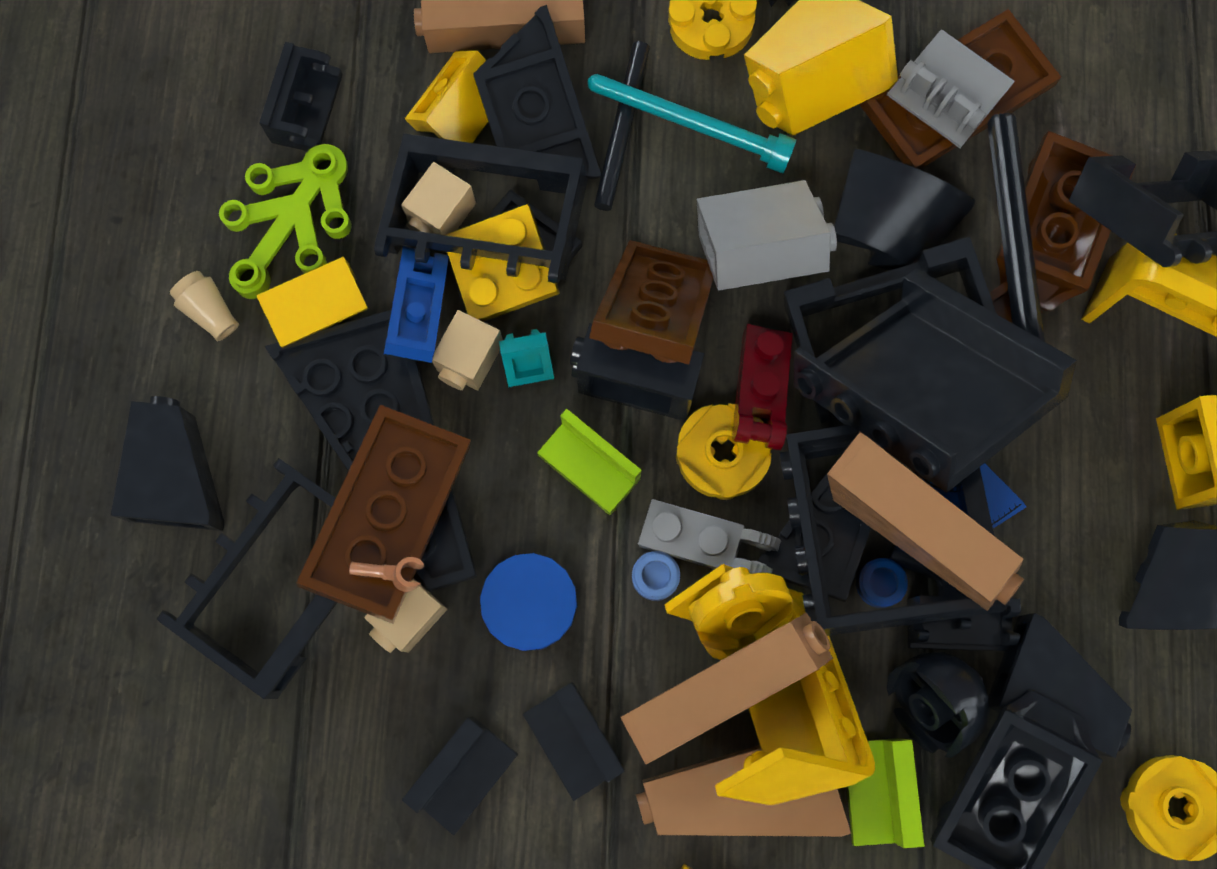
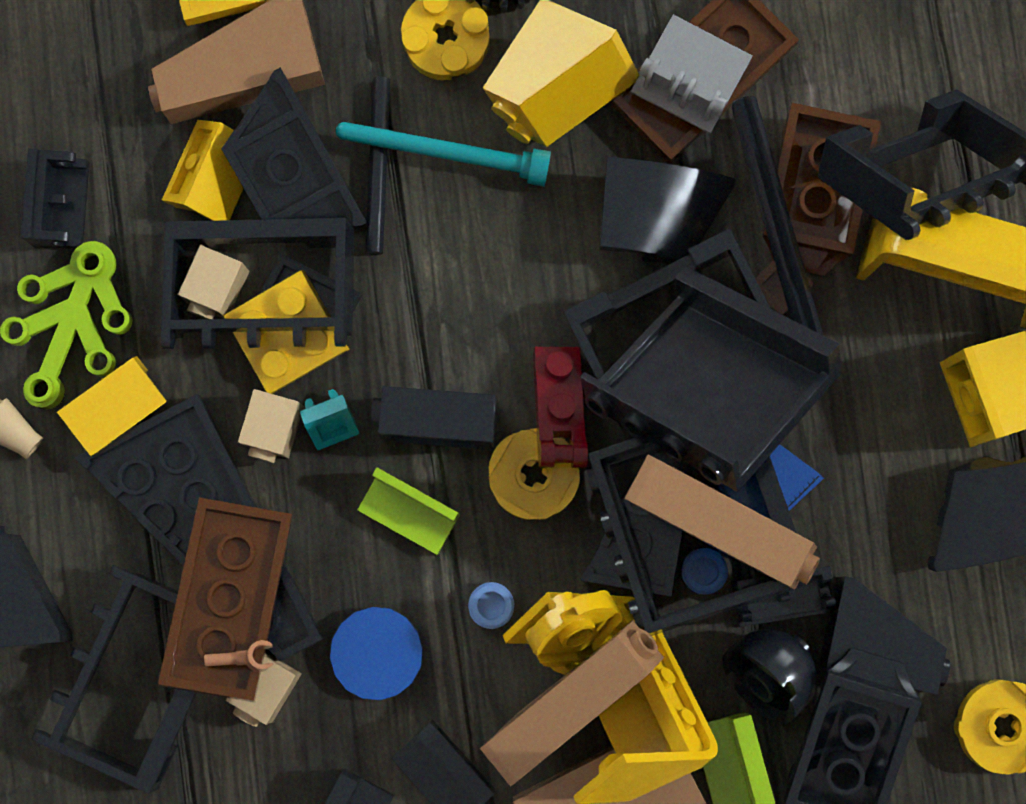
camera: 10 degrees left, 5 degrees up
(416, 306) = (213, 392): blue plate -> none
(654, 303) = (441, 349): reddish brown plate -> none
(702, 537) = (528, 563): light grey hinge -> none
(765, 235) = (535, 258): light grey brick -> none

